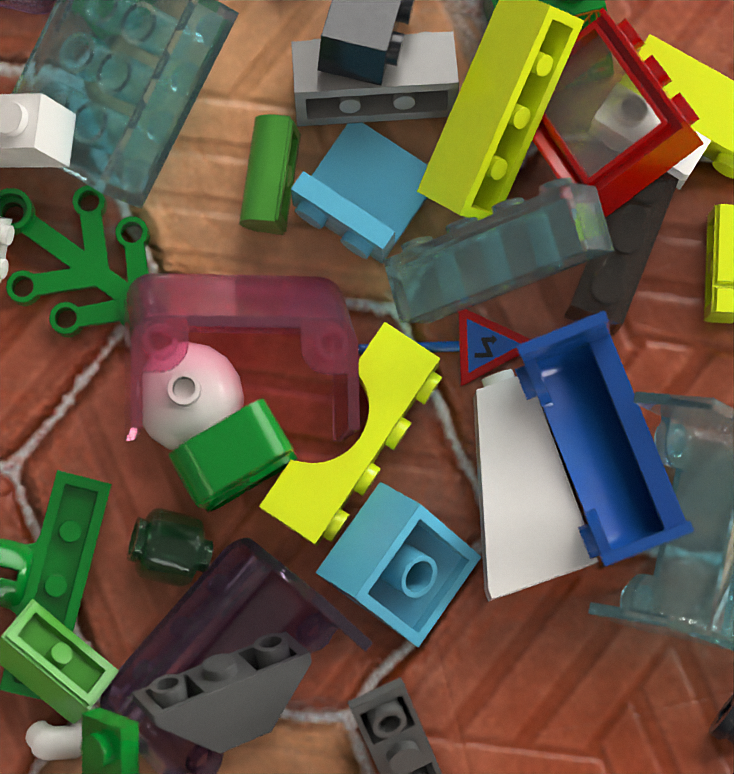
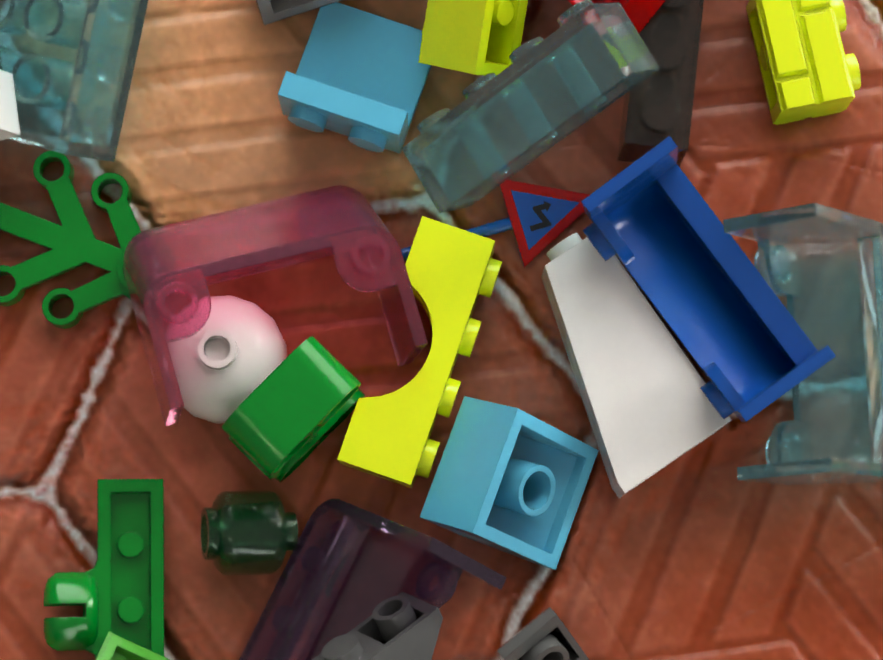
camera: 15 degrees left, 0 degrees up
(270, 174) = (248, 86): bright green brick -> none

